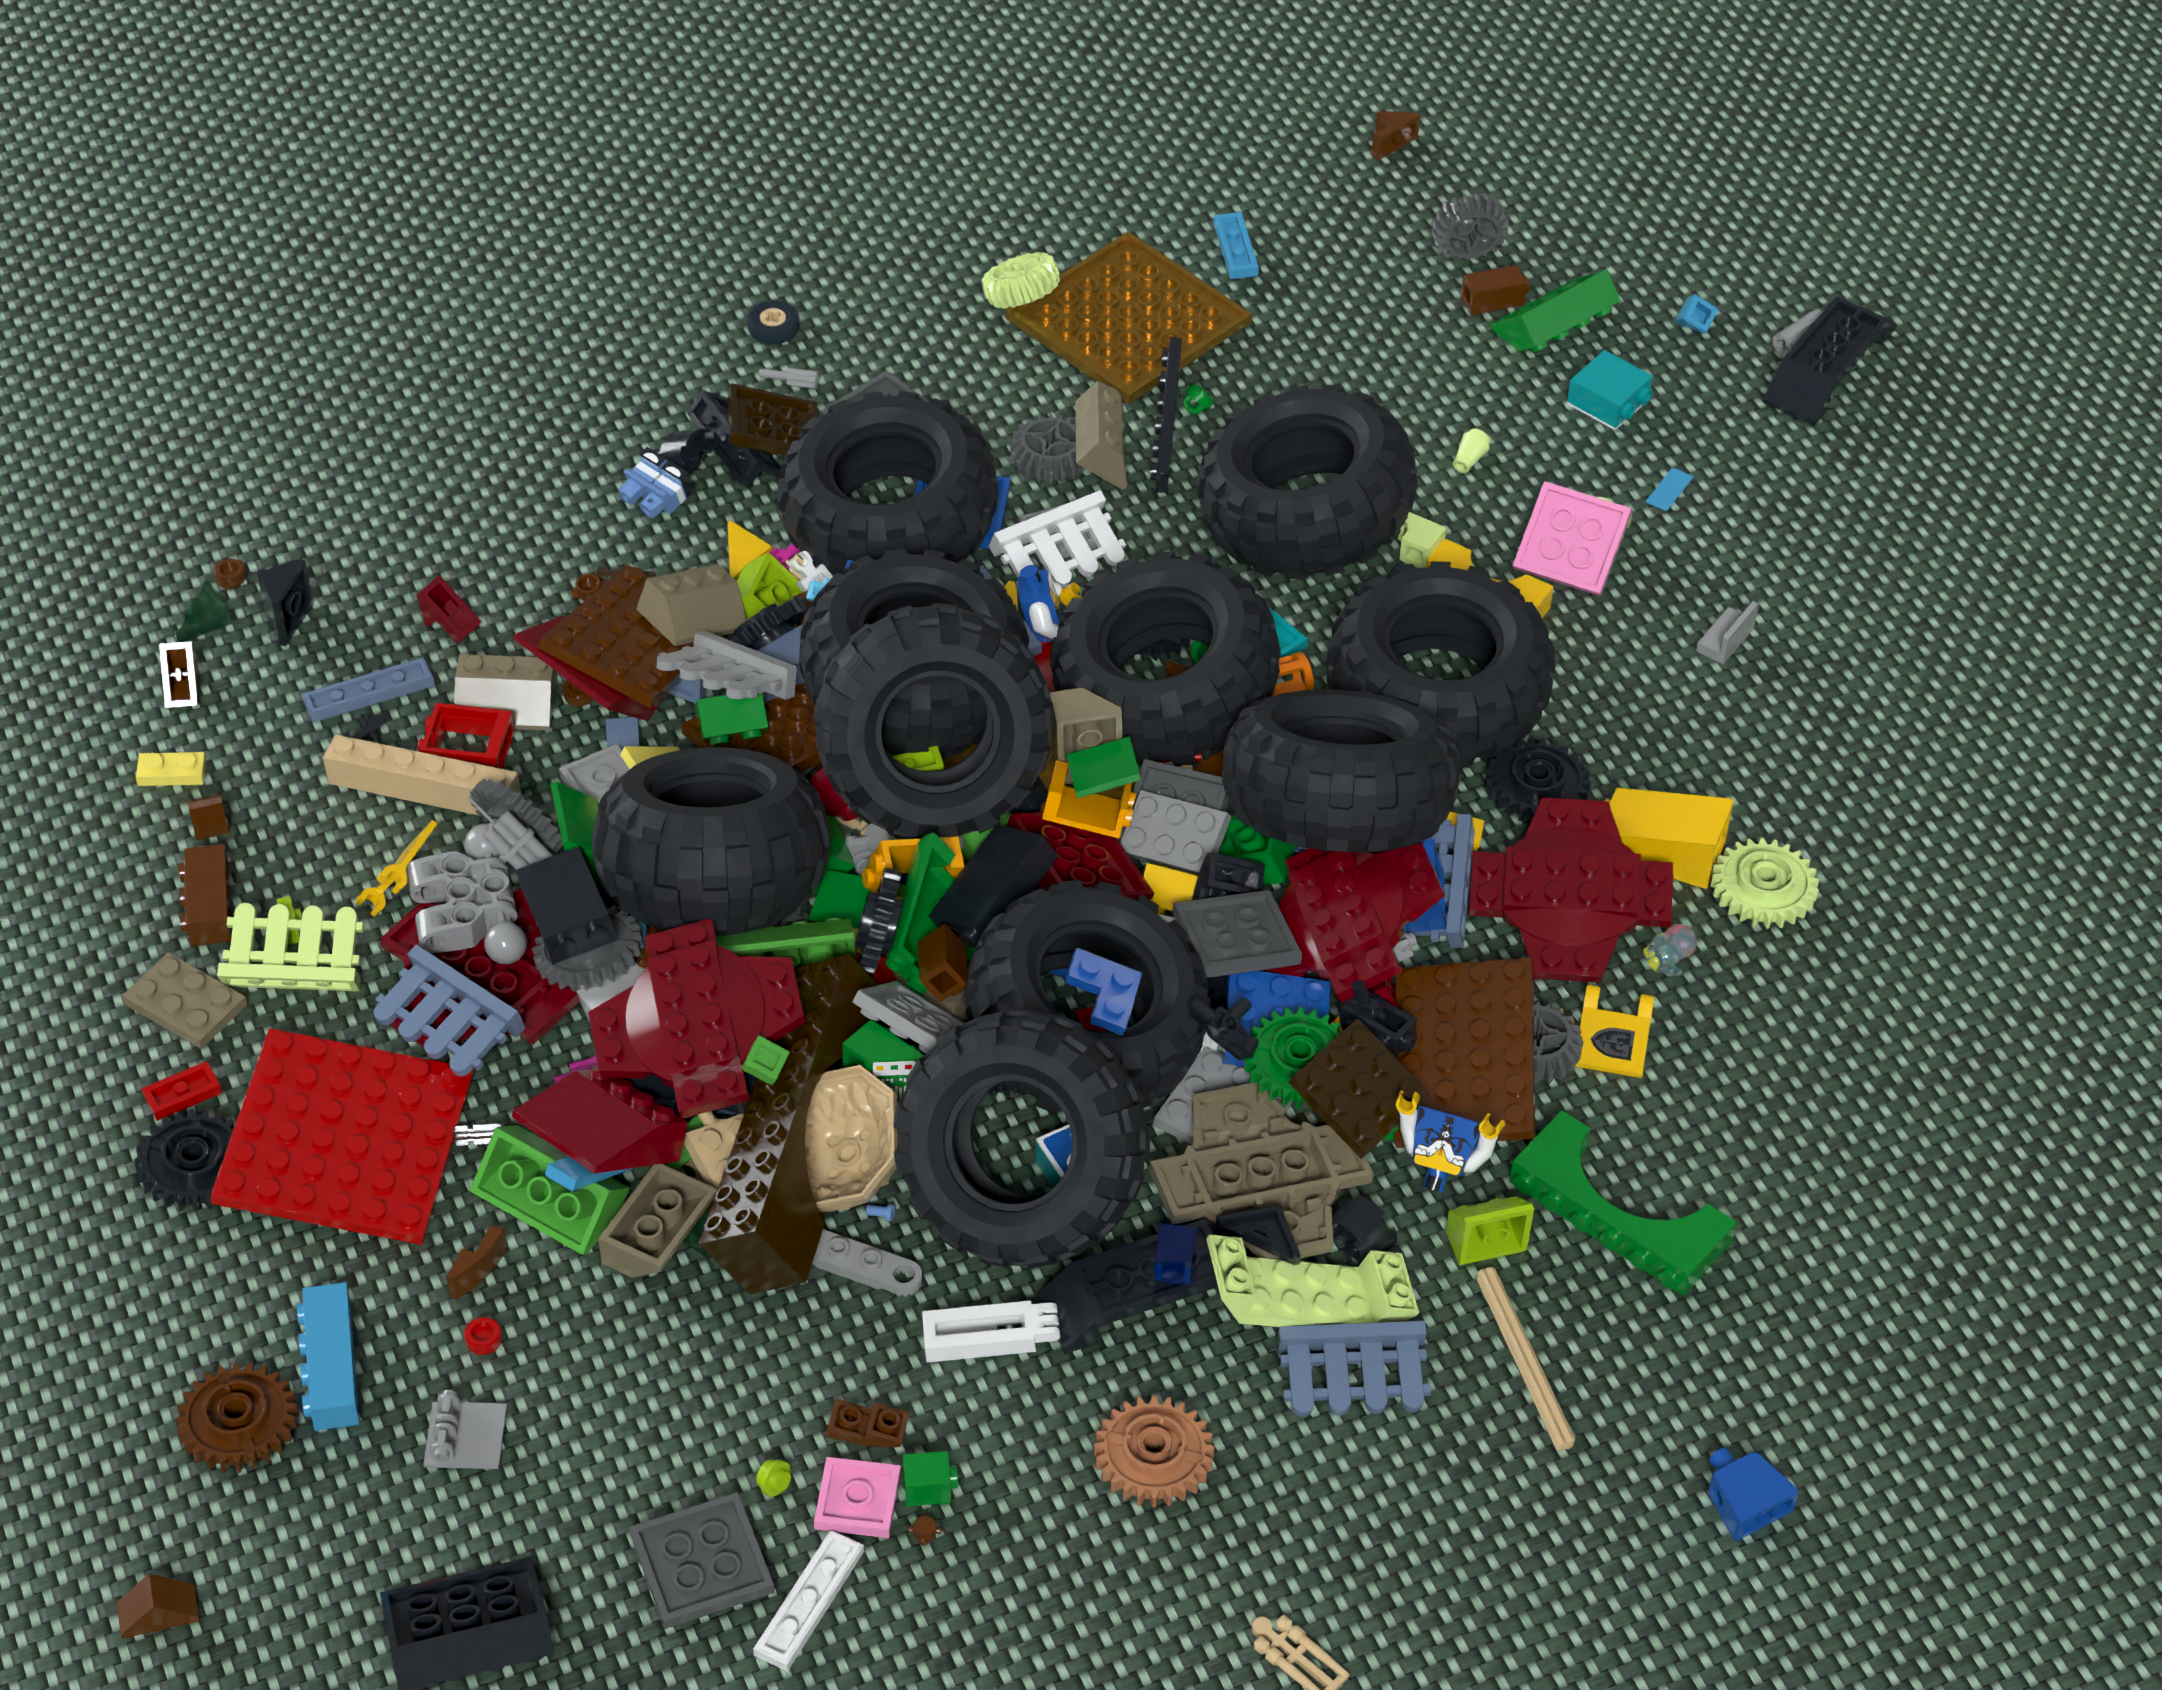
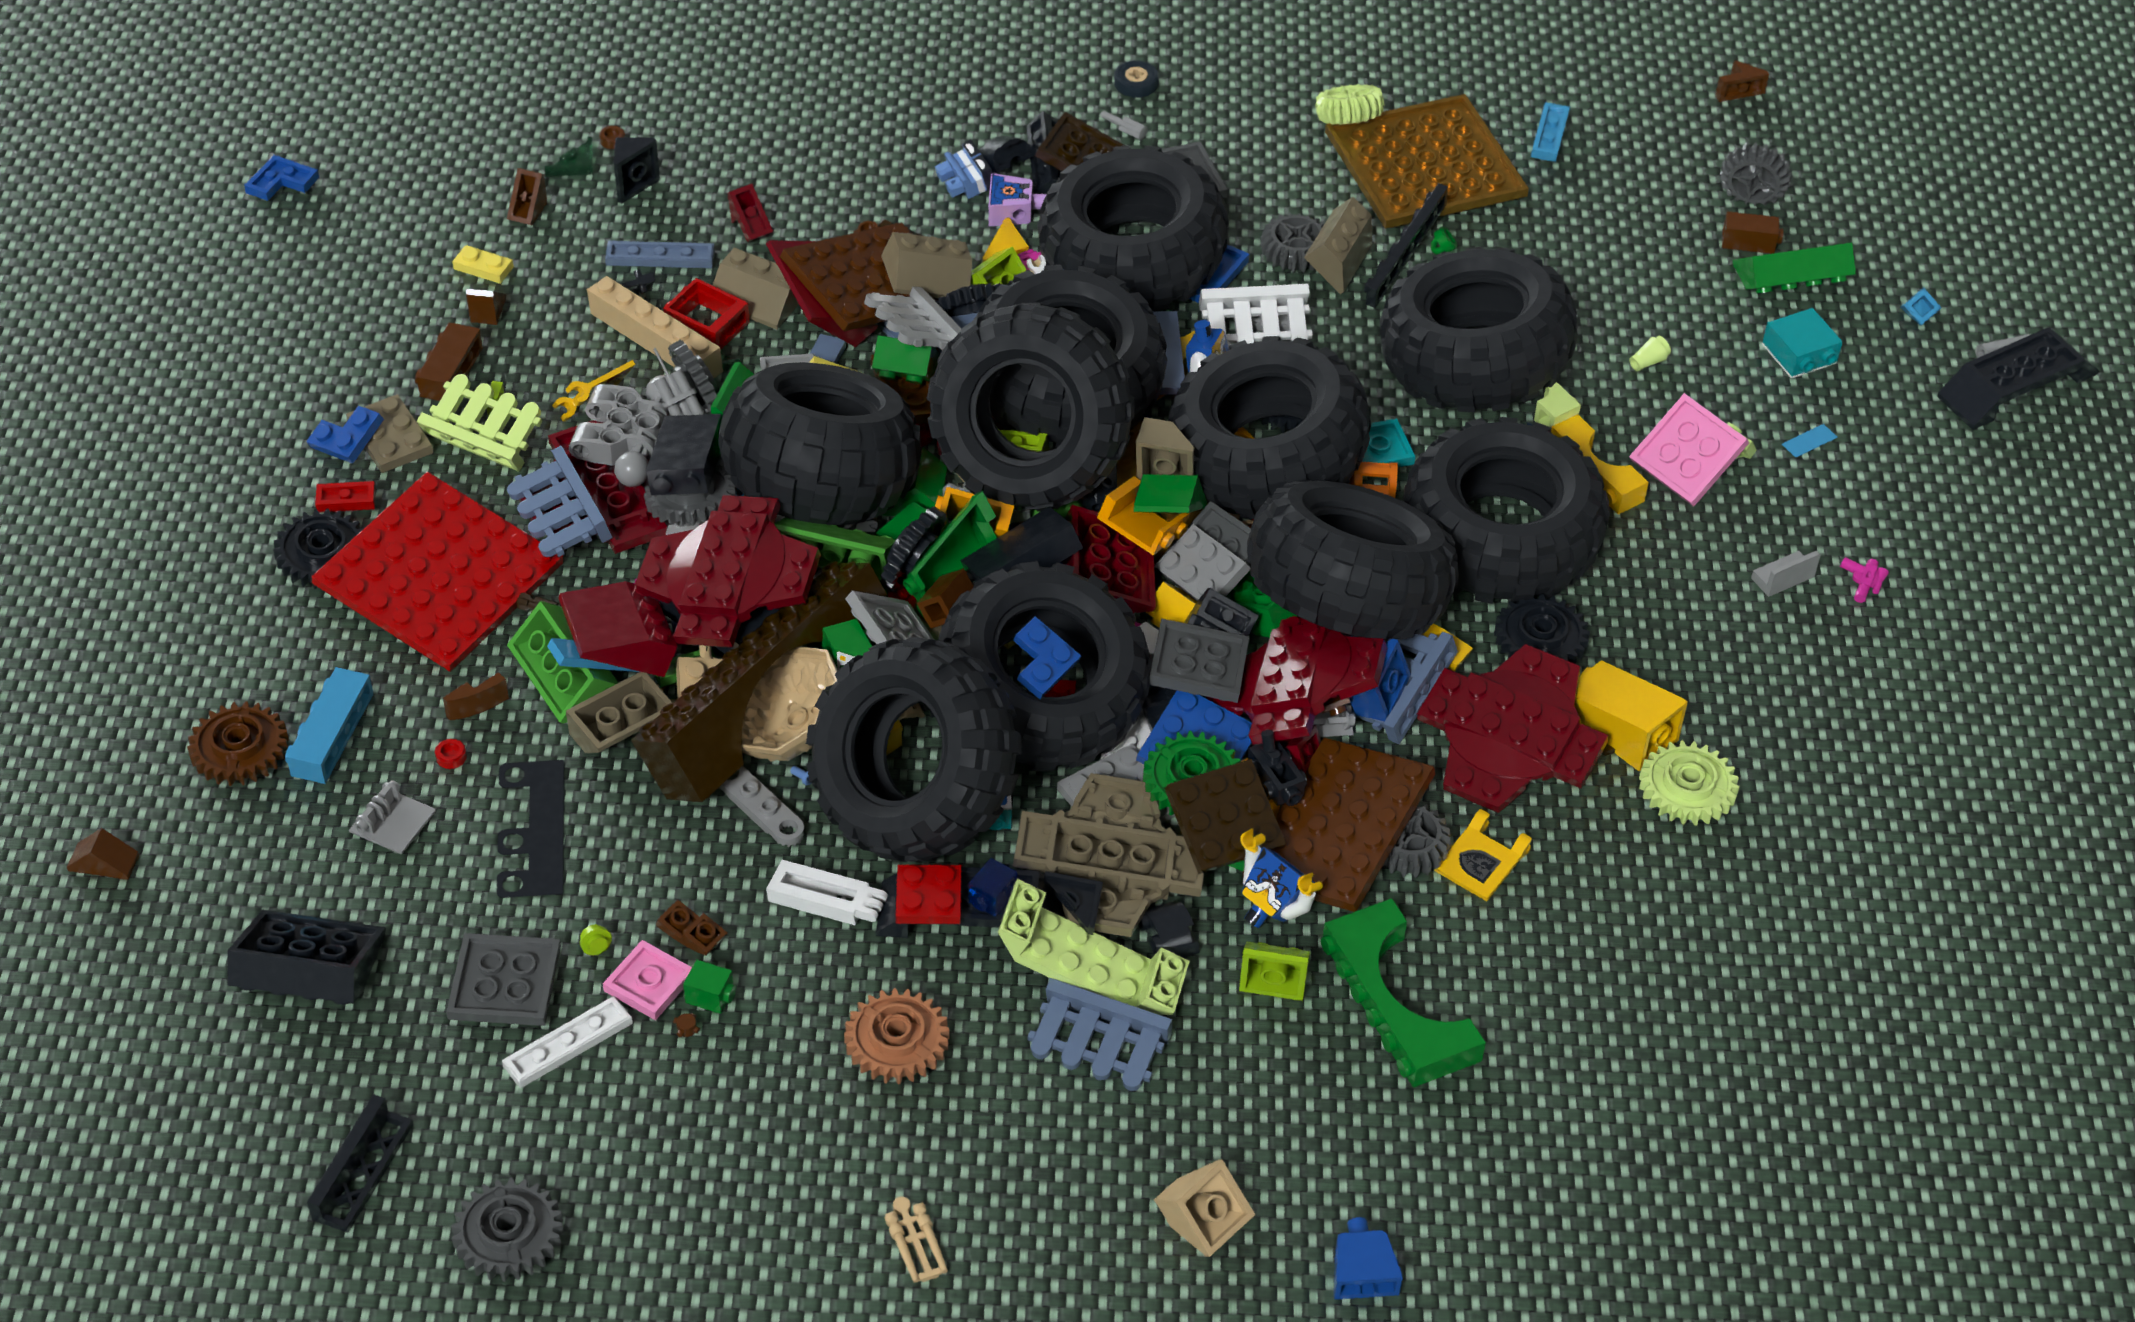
camera: 25 degrees right, 0 degrees up
(145, 1027) = (348, 440): none -> blue plate
(639, 1382) = (545, 832): none -> black piece
(724, 499) = (1012, 199): none -> lavender torso
(765, 1060) = (754, 619): bright green plate -> none
(1110, 1287) = (928, 894): none -> red plate
(1225, 1027) = (1136, 727): black piece -> none
(1526, 1359) = (1245, 1084): tan axle -> none
(1565, 1501) = (1205, 1207): none -> tan slope
(1669, 948) = (1576, 804): clear light blue animal -> none
(1804, 610) = (1866, 576): none -> dark pink piece

